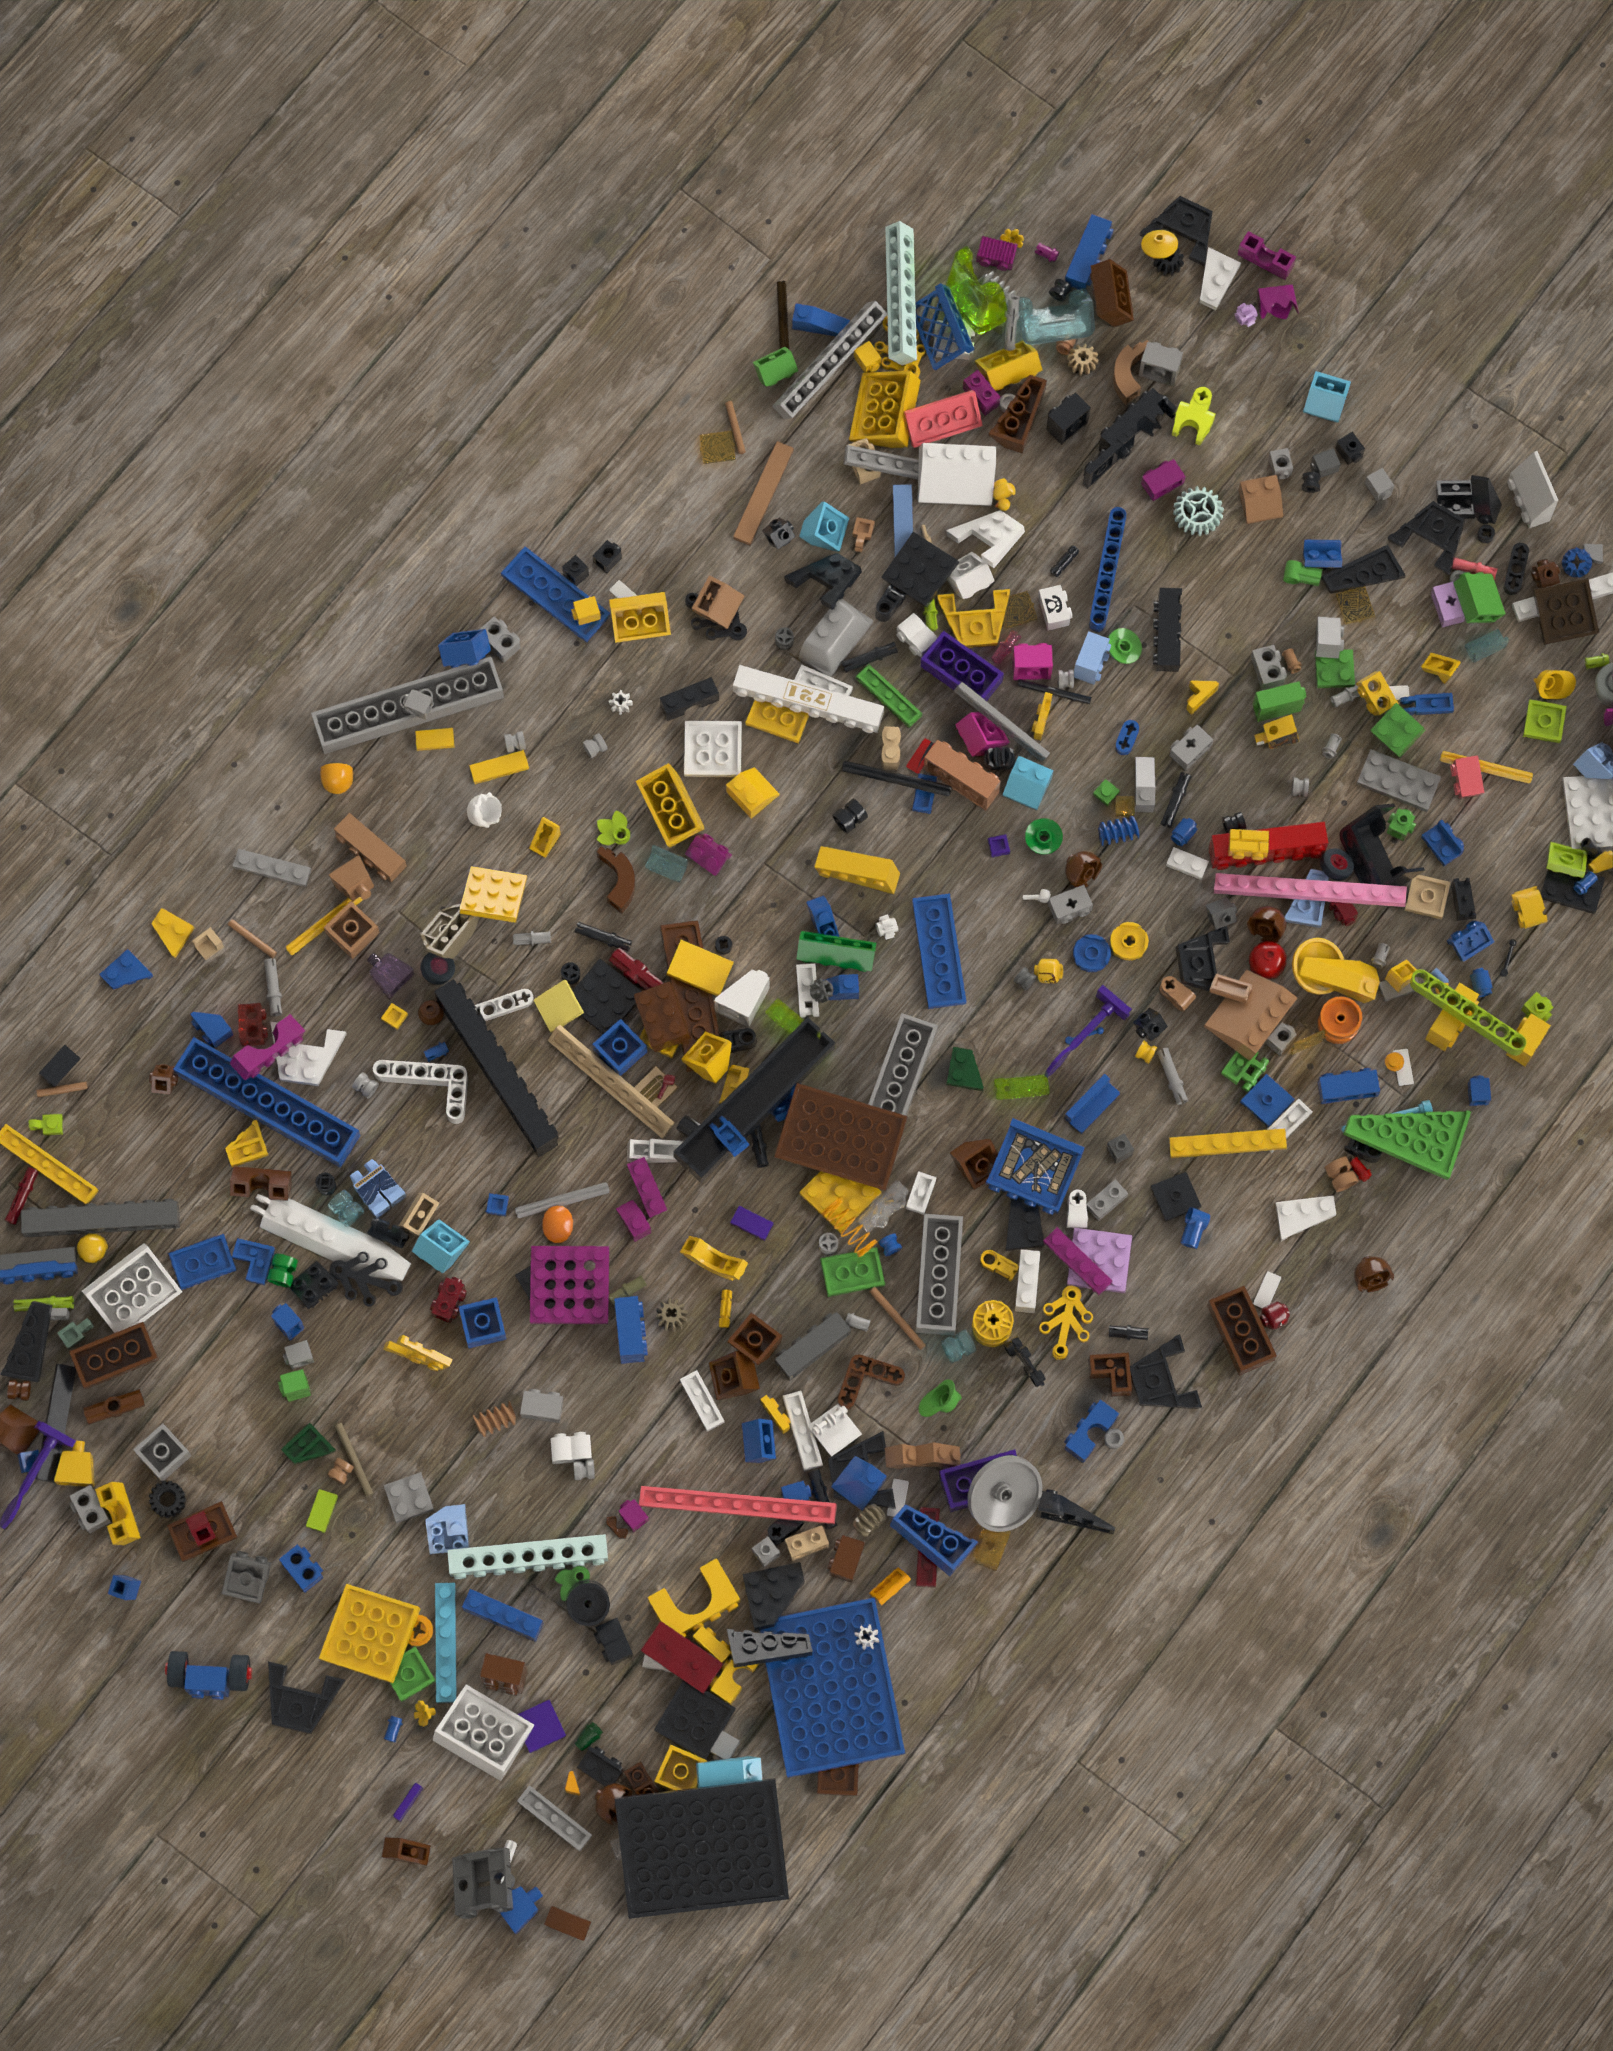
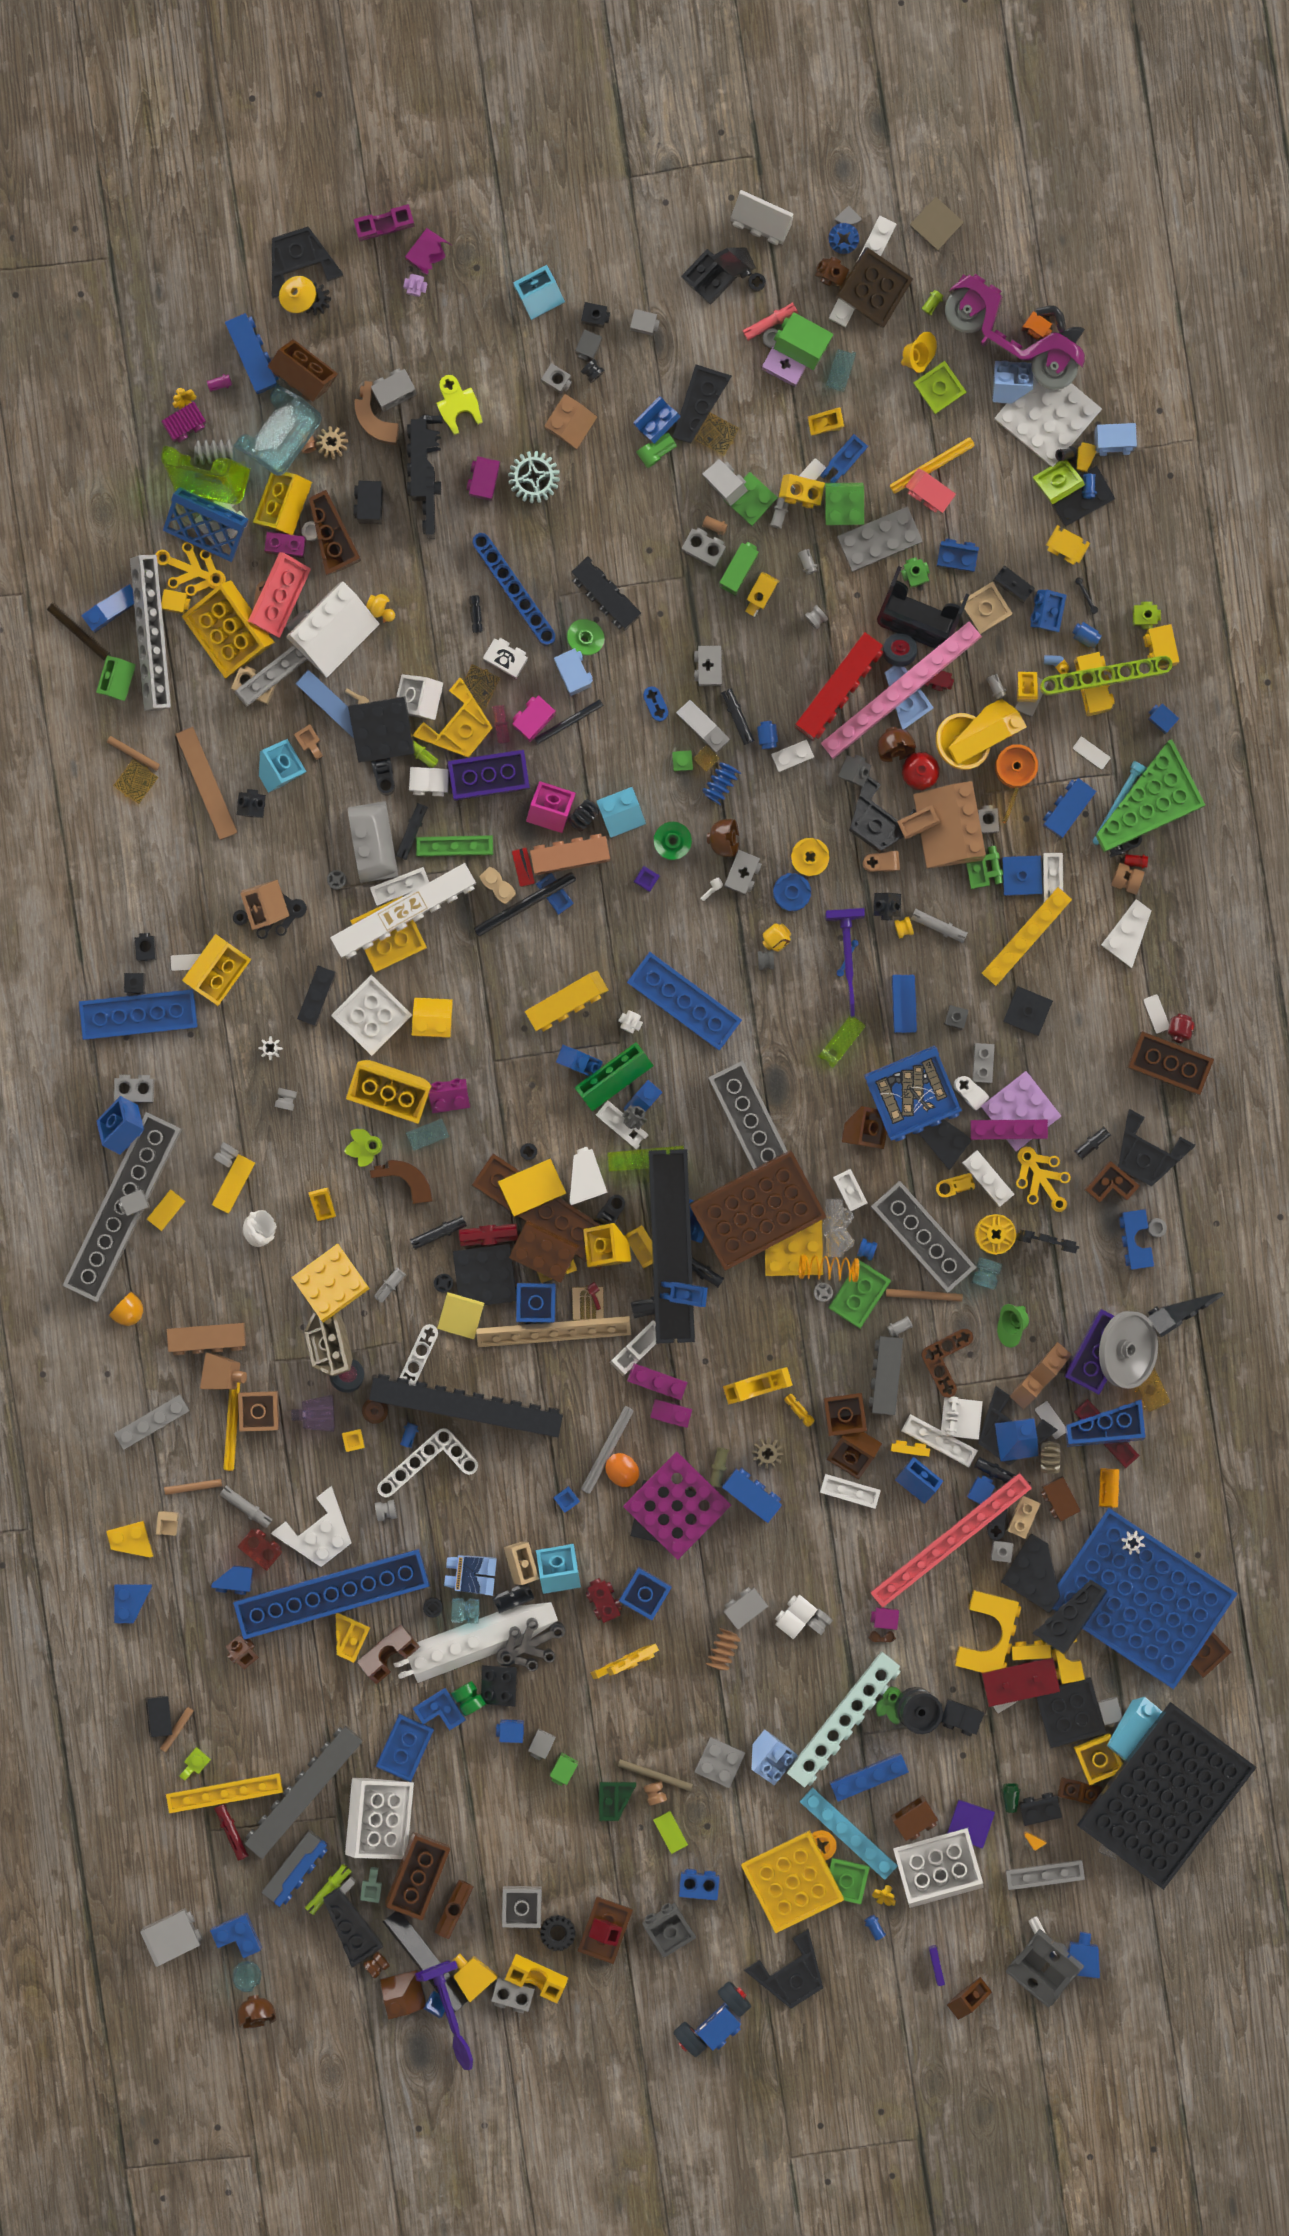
camera: 45 degrees left, 15 degrees up
(92, 1248) = (318, 1816): yellow hair -> none
(124, 1587) = (594, 2022): blue brick -> none
(251, 1060) = (293, 1579): magenta arch -> none
(567, 1923) = (1127, 1934): reddish brown slope -> none
(586, 611) = (176, 1007): yellow brick -> none
(605, 1801) = (1069, 1828): reddish brown cylinder -> none
(752, 1223) = (755, 1331): dark purple tile -> none
(832, 572) = (320, 795): black wing -> none
(849, 816) = (521, 966): black wheel -> none
(901, 293) = (148, 527): light aqua brick -> none
(964, 1070) = (789, 1069): dark green wing -> none
(995, 530) = (405, 642): white wing -> none
(1001, 721) = (558, 787): light grey tile -> none
(1012, 315) = (252, 467): light grey pin -> none
(1042, 711) = (577, 746): yellow wing -> none
(1060, 290) = (260, 404): black wheel -> none
(1065, 679) = (568, 705): light grey wheel -> none
(1196, 1223) = (1061, 1017): blue piece -> none
(1203, 691) = (675, 613): yellow slope -> none
(1217, 277) = (363, 275): white wing -> none
(1234, 822) = (796, 693): black wheel -> none
(1248, 844) = (829, 706): yellow brick -> none
(1372, 1274) = (1219, 929): reddish brown cylinder -> none
(1394, 1061) = (1083, 756): light orange plate -> none
(1438, 527) = (721, 314): black wing -> none
(1522, 563) = (793, 278): black beam -> none

